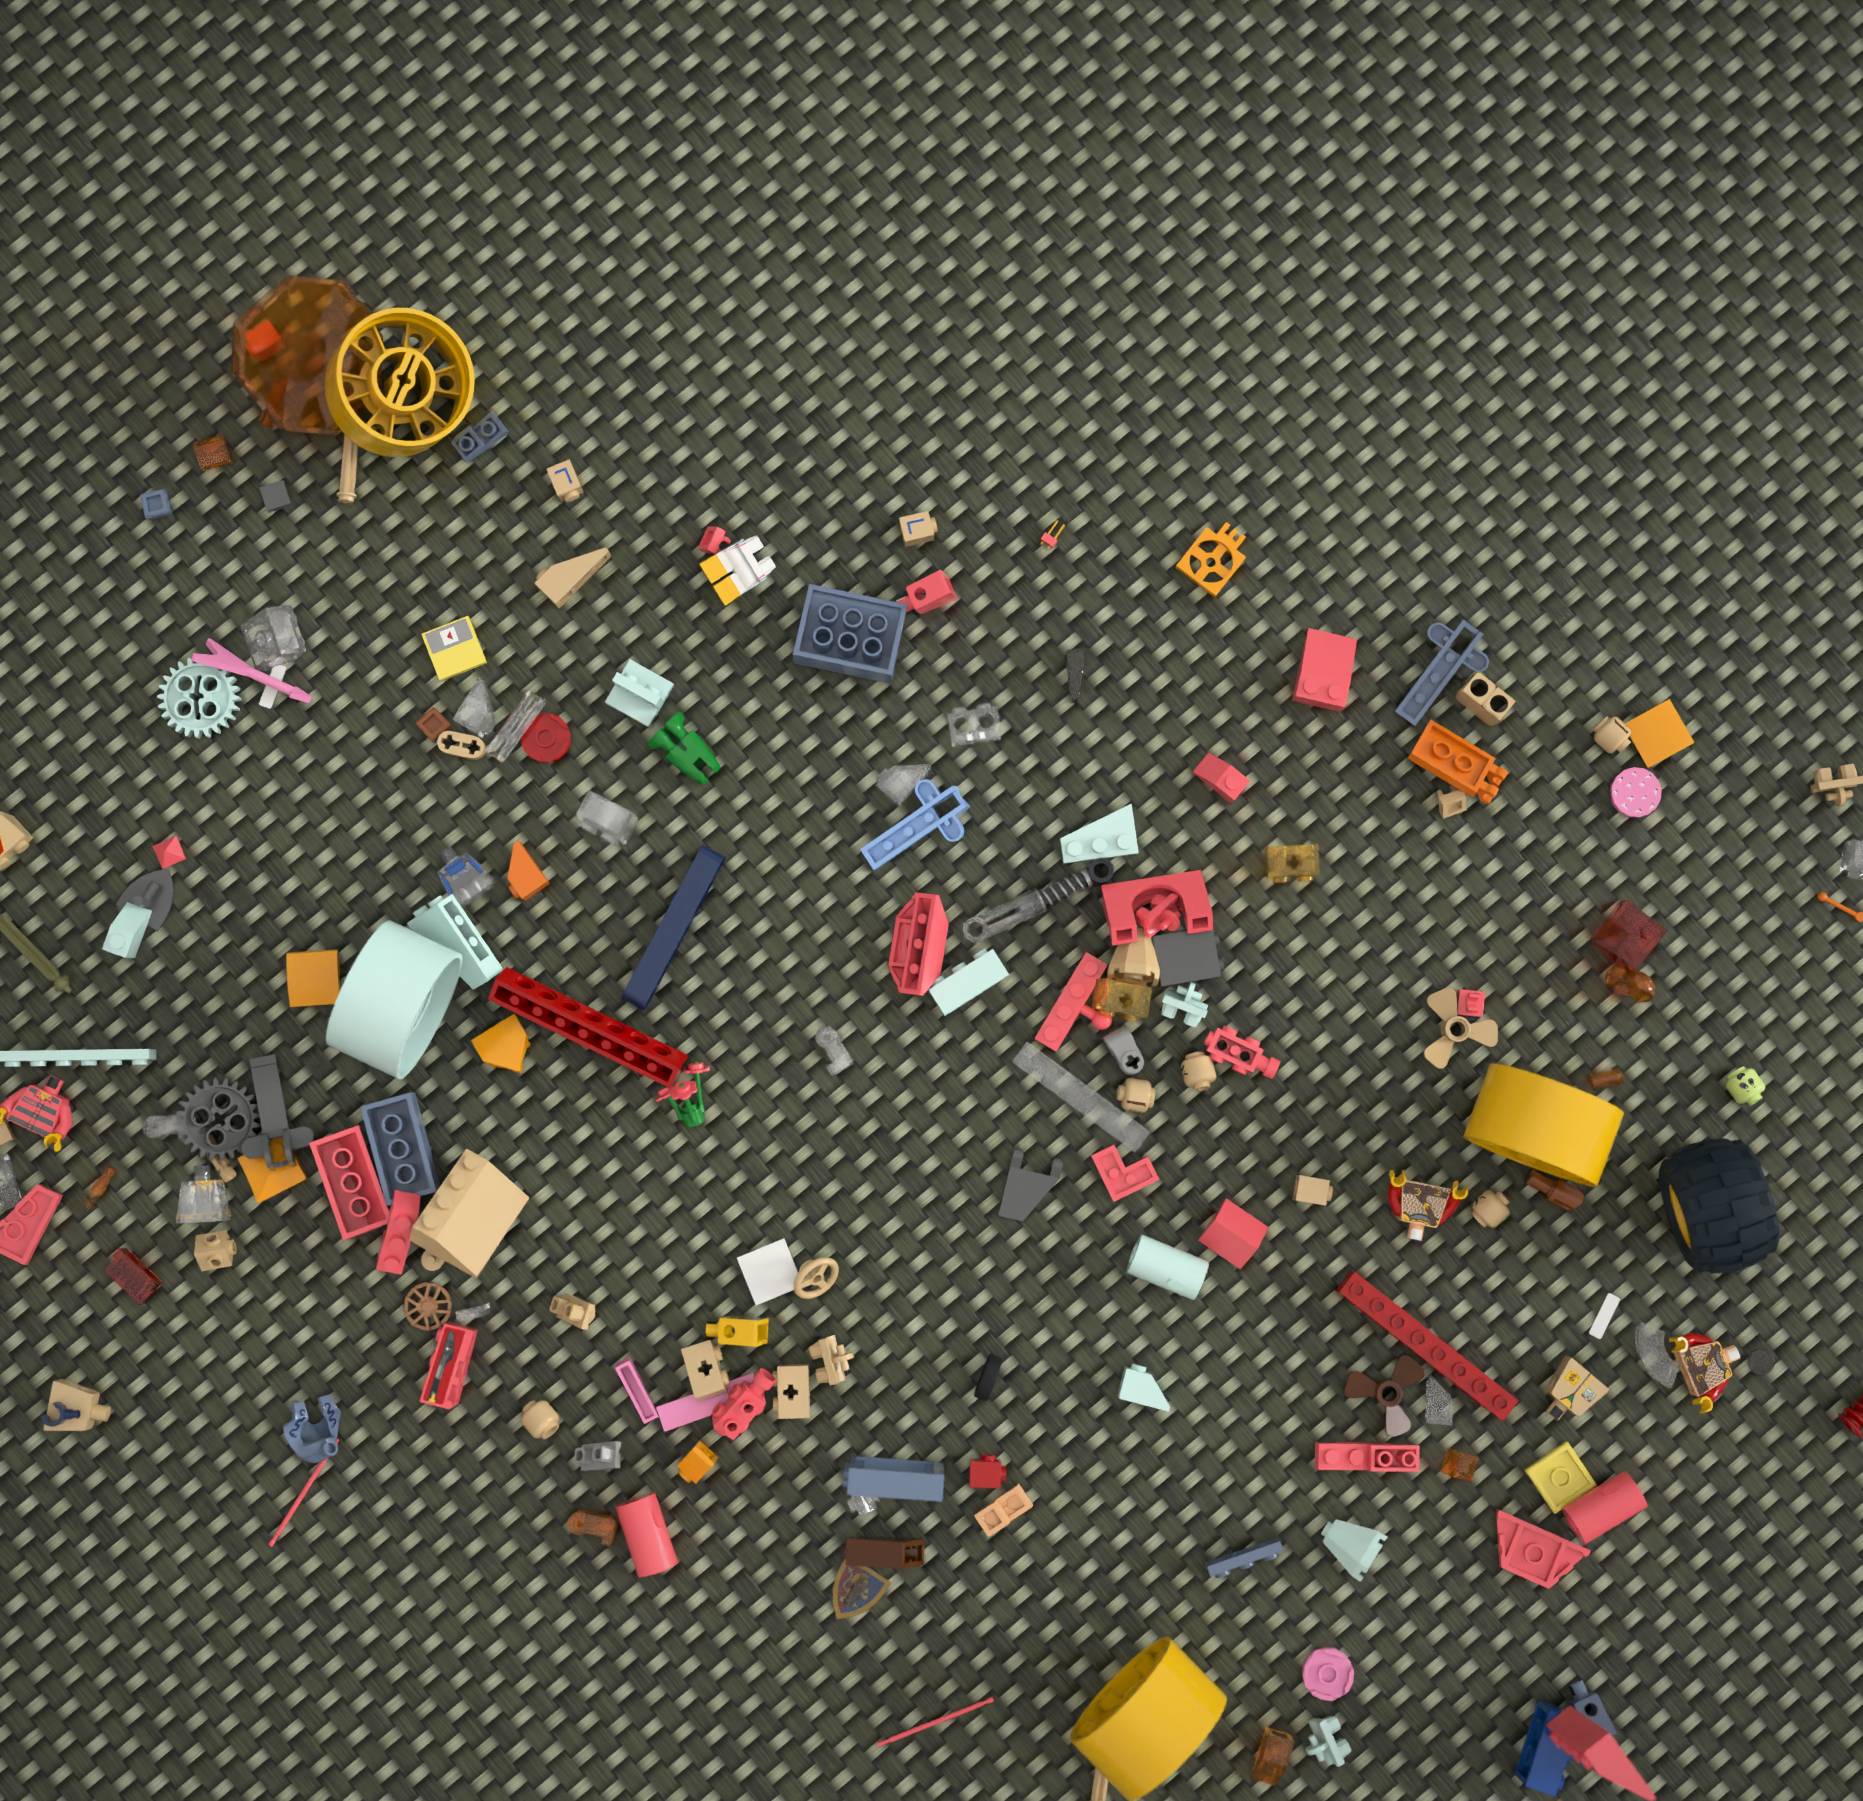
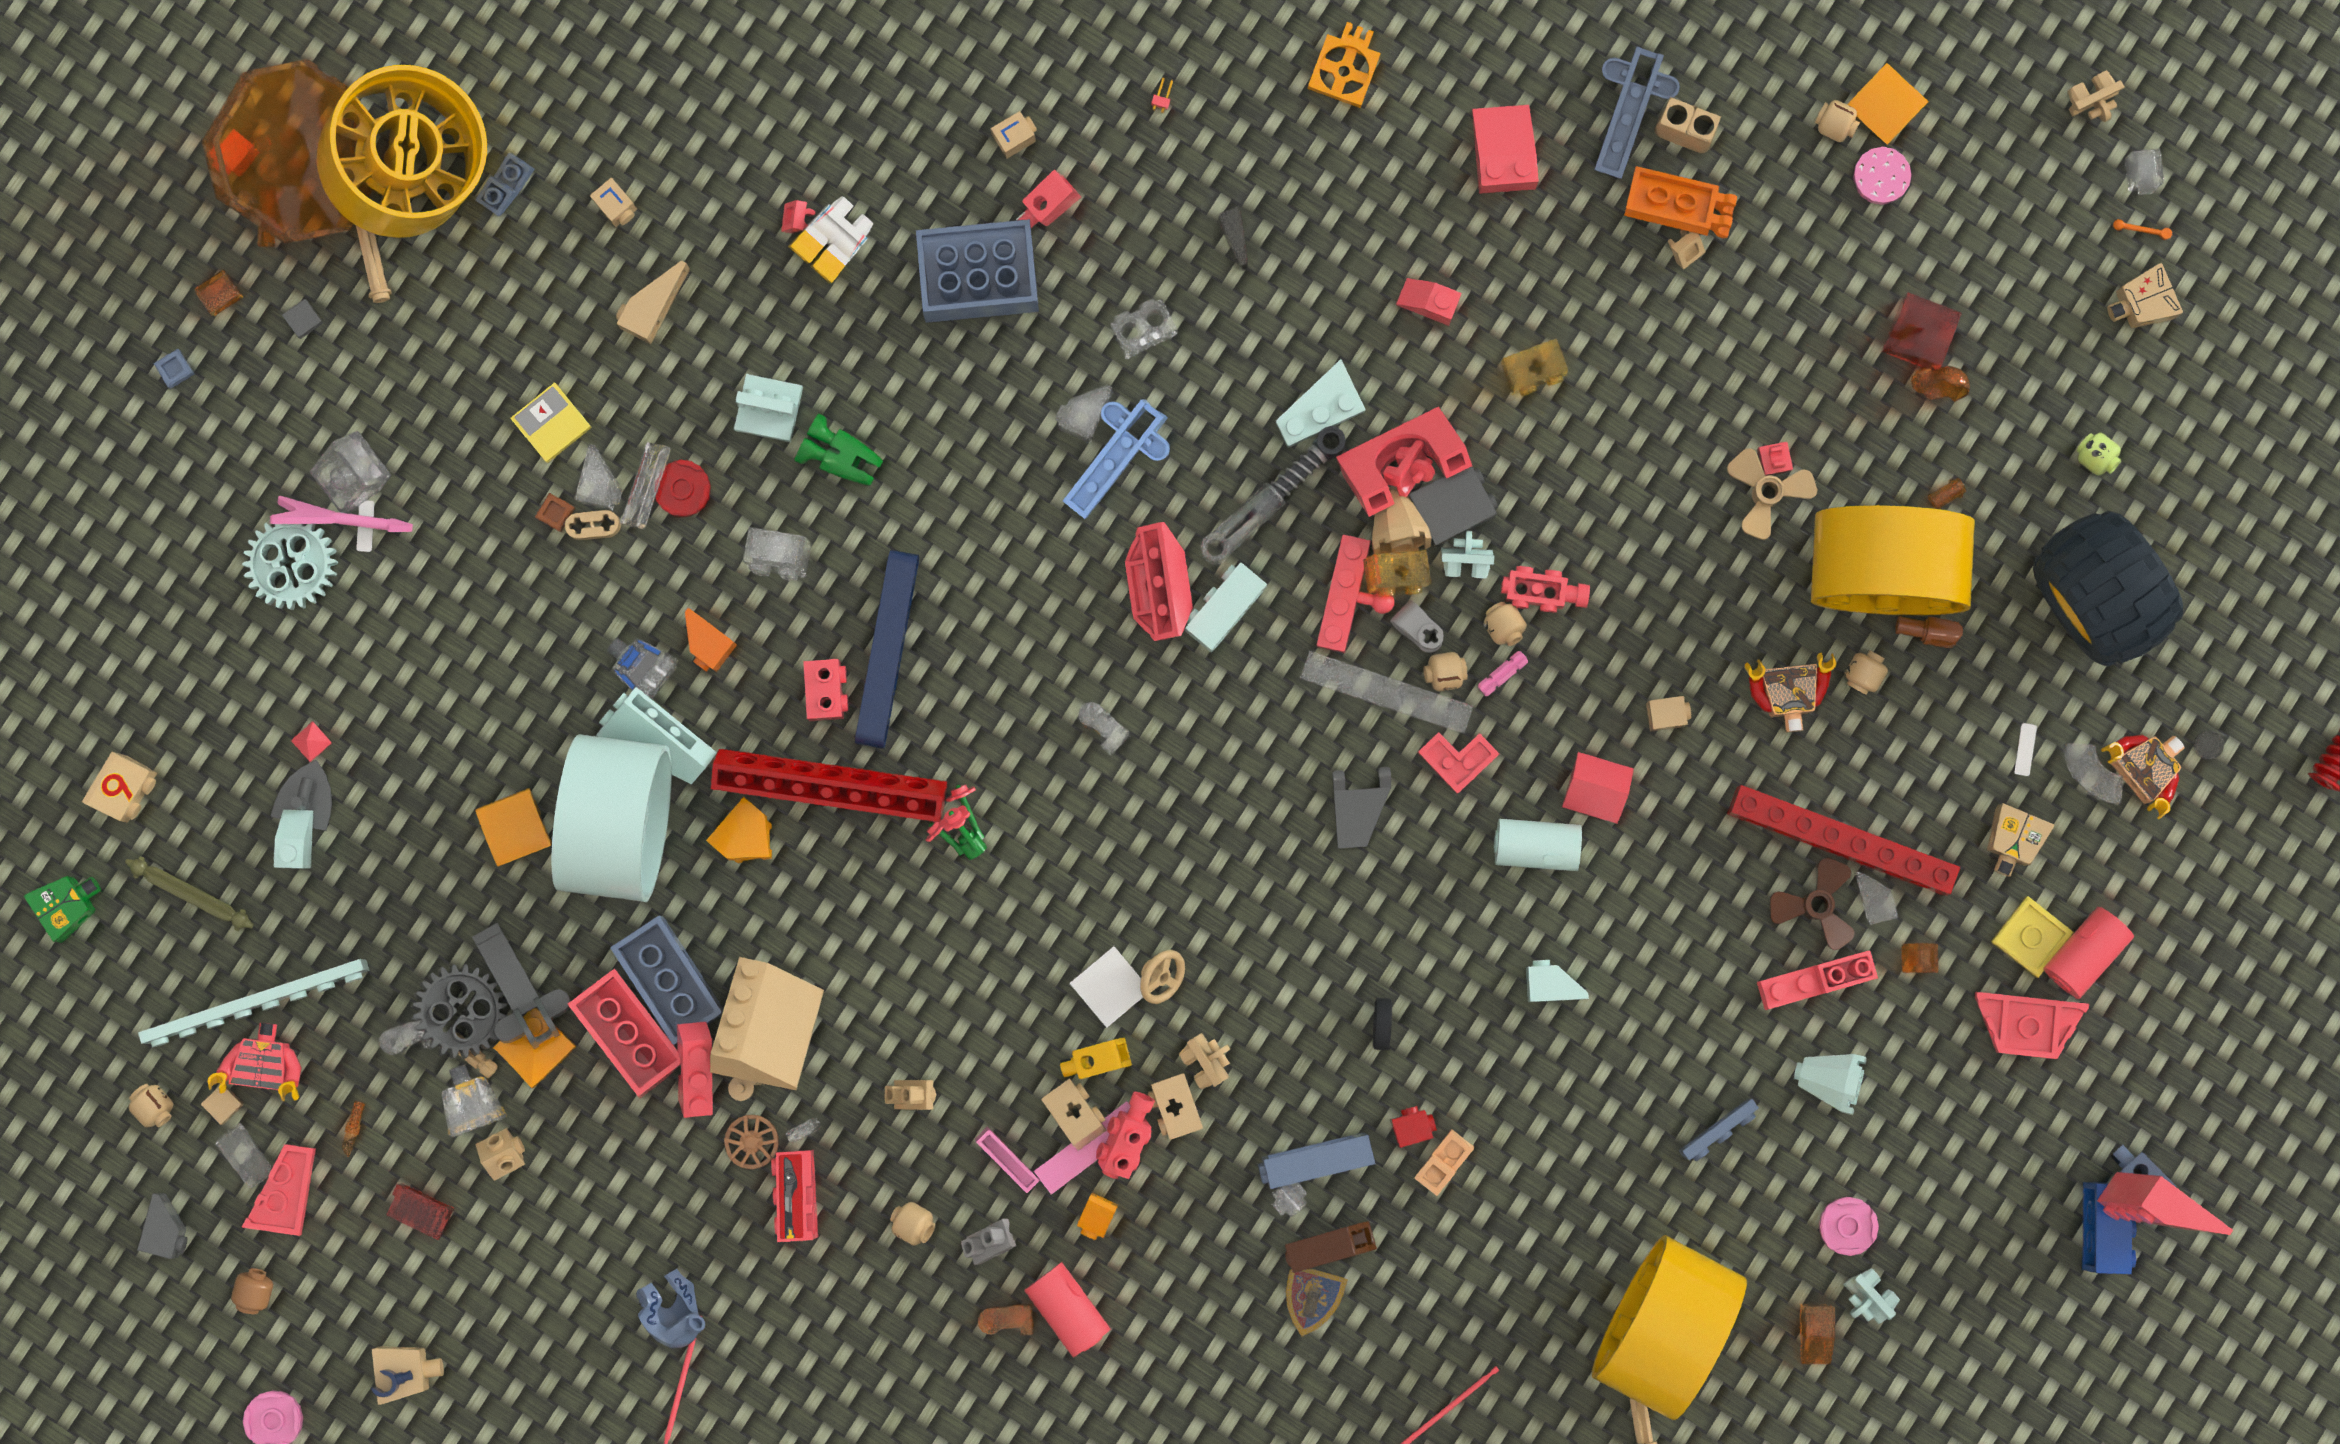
camera: 10 degrees left, 0 degrees up
(606, 945) = (822, 690): none -> coral brick
(1183, 1111) = (1502, 673): none -> bright pink axle
(1826, 968) = (2146, 299): none -> tan torso

